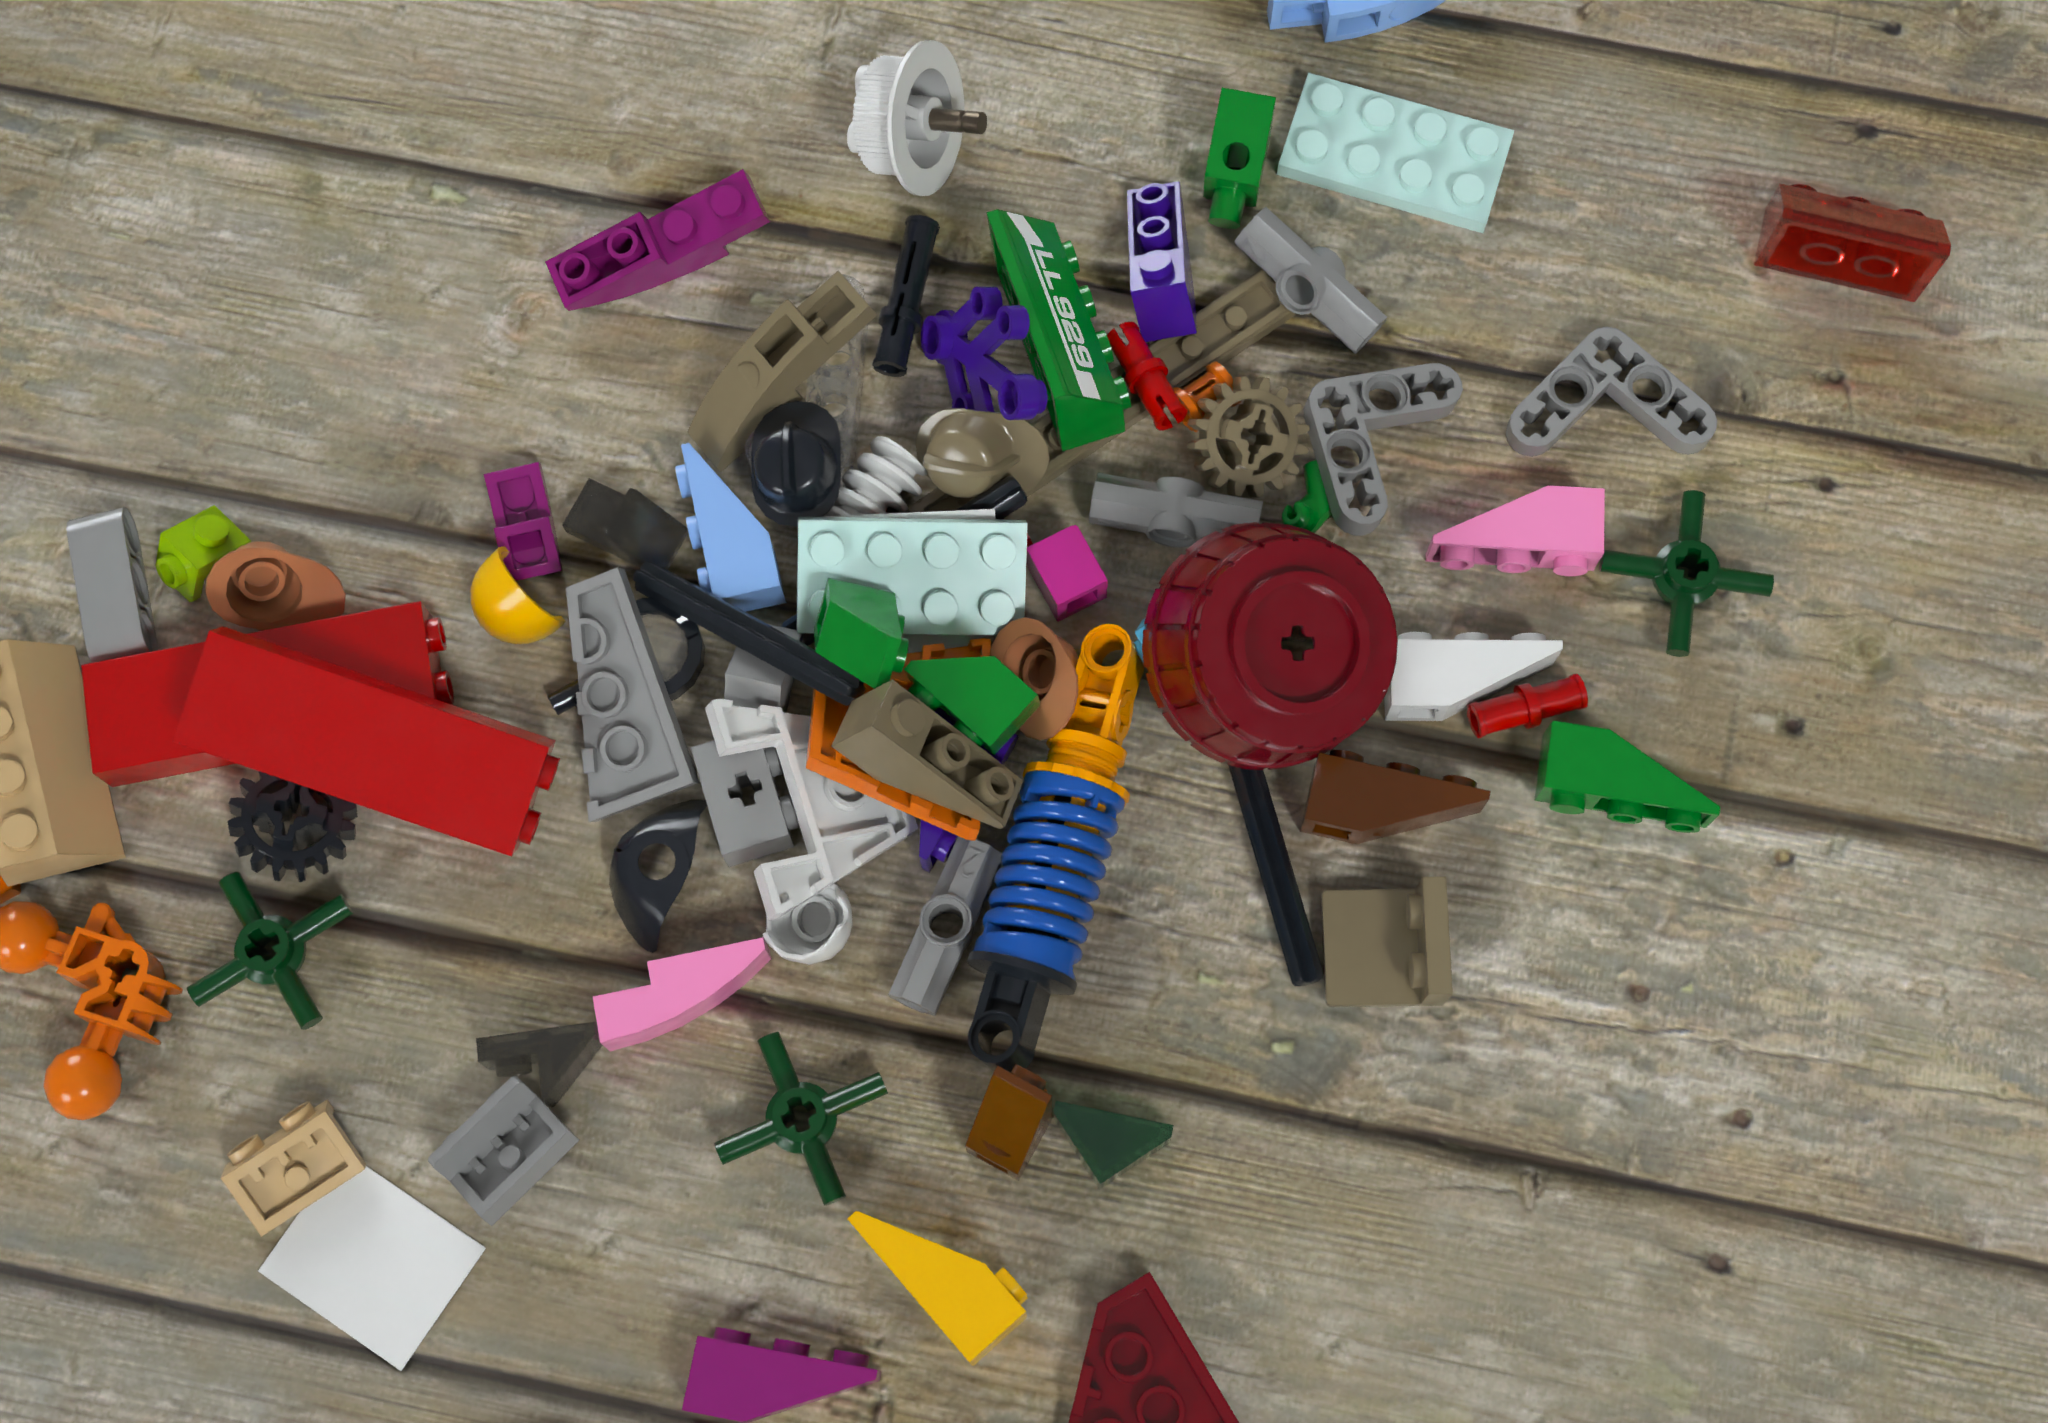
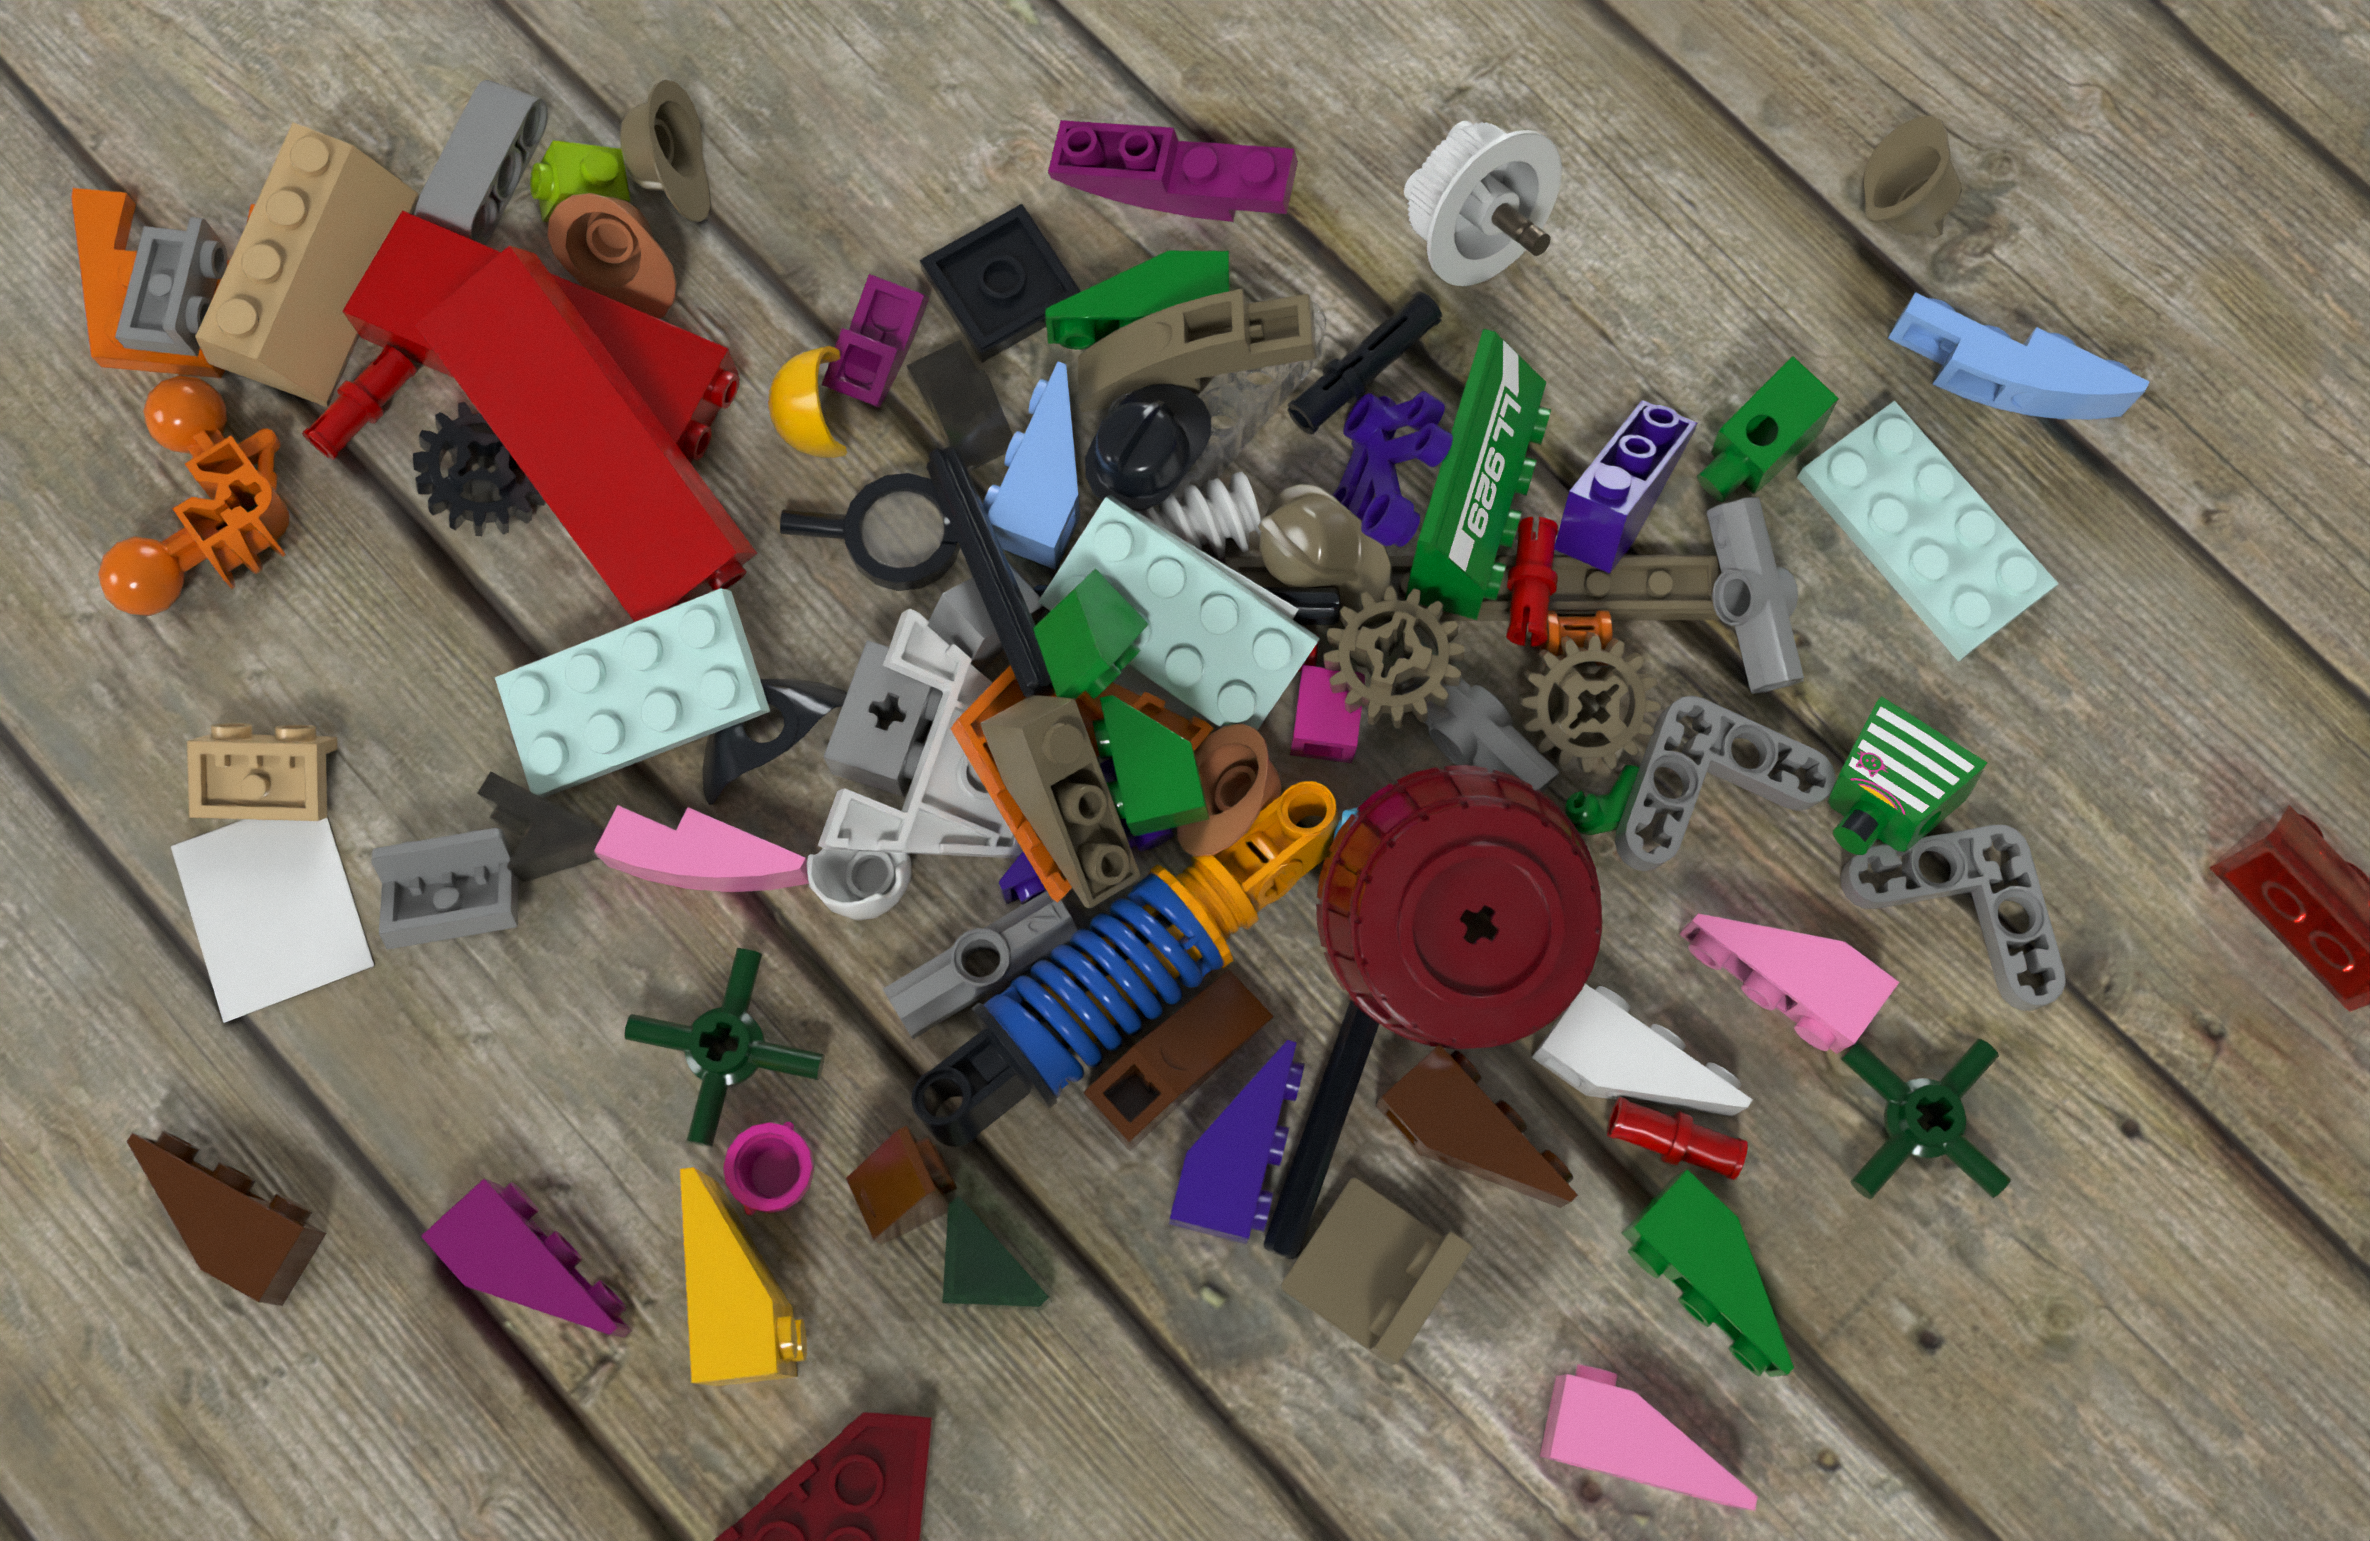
camera: 30 degrees right, 0 degrees up
(153, 835) = (360, 402): none -> red pin
(250, 483) = (666, 149): none -> dark tan piece
(290, 950) = (392, 585): dark green bar -> none
(540, 908) = (632, 693): none -> light aqua plate
(587, 414) = (999, 281): none -> black tile
(626, 712) = (836, 576): light grey wing -> none
(704, 354) = (1135, 293): none -> green slope
(903, 1178) = (768, 1168): none -> dark pink piece
(1110, 489) = (1416, 667): none -> dark tan gear
(1138, 896) = (1176, 1059): none -> reddish brown slope
(1230, 946) = (1227, 1164): none -> dark purple slope
(1504, 346) = (1899, 781): none -> green torso
(1642, 936) = (1625, 1437): none -> bright pink slope

